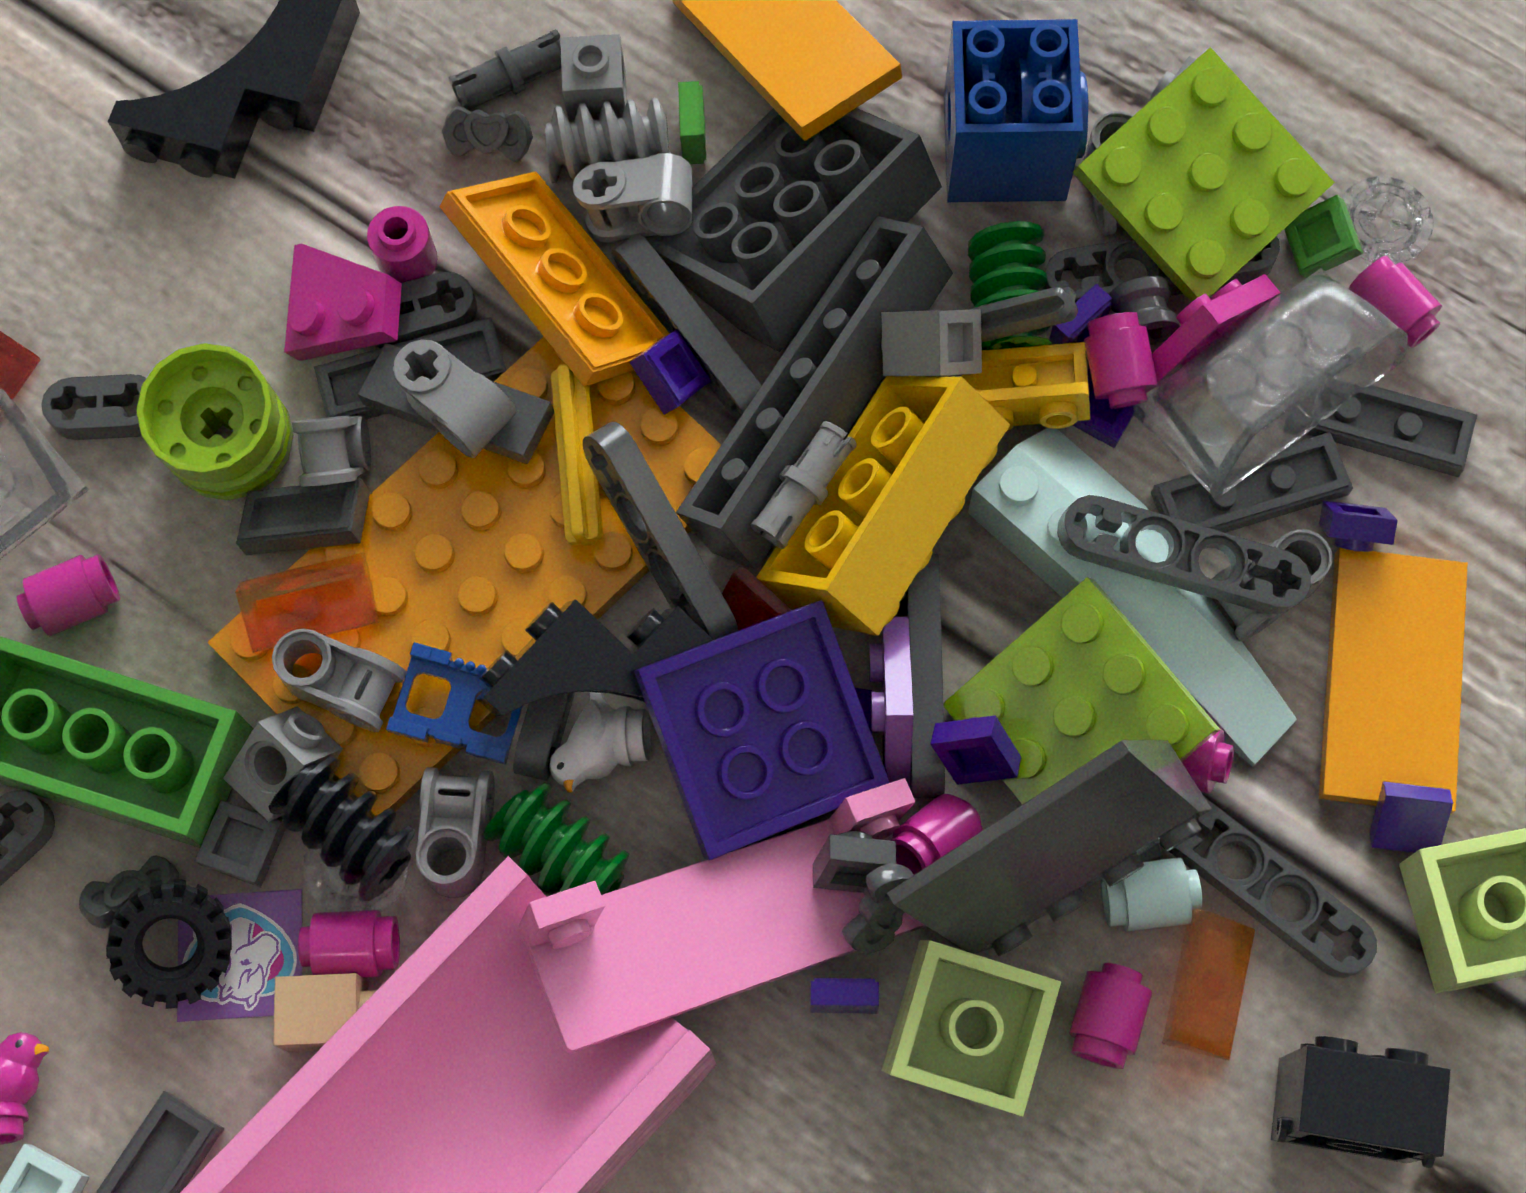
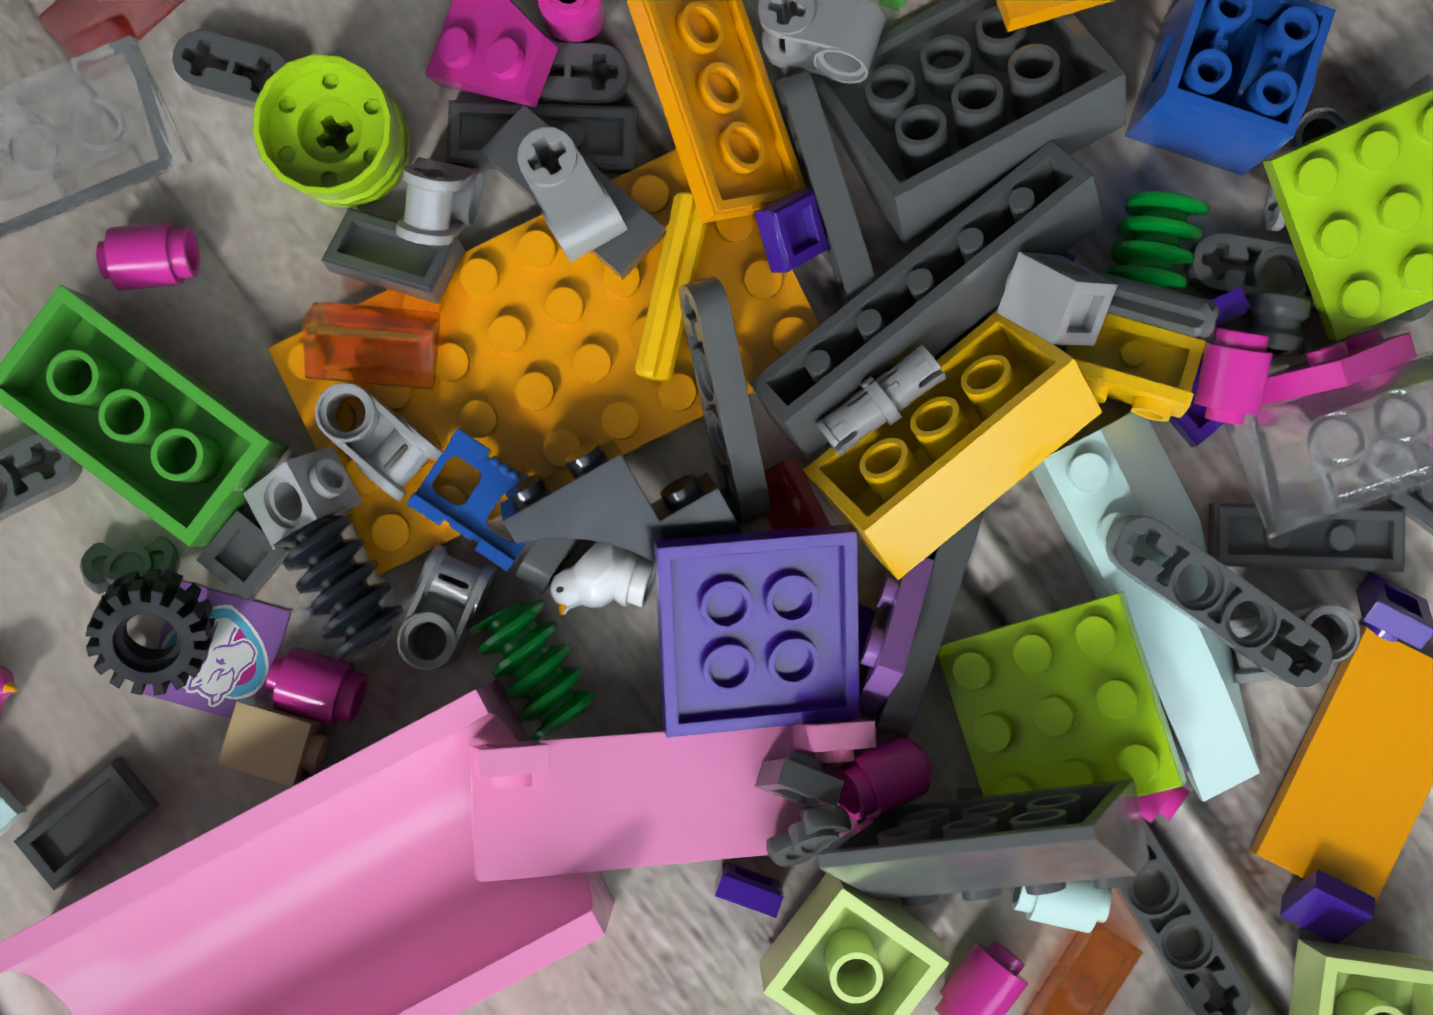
camera: 15 degrees right, 15 degrees up
(976, 750) = (951, 714): dark purple plate -> none

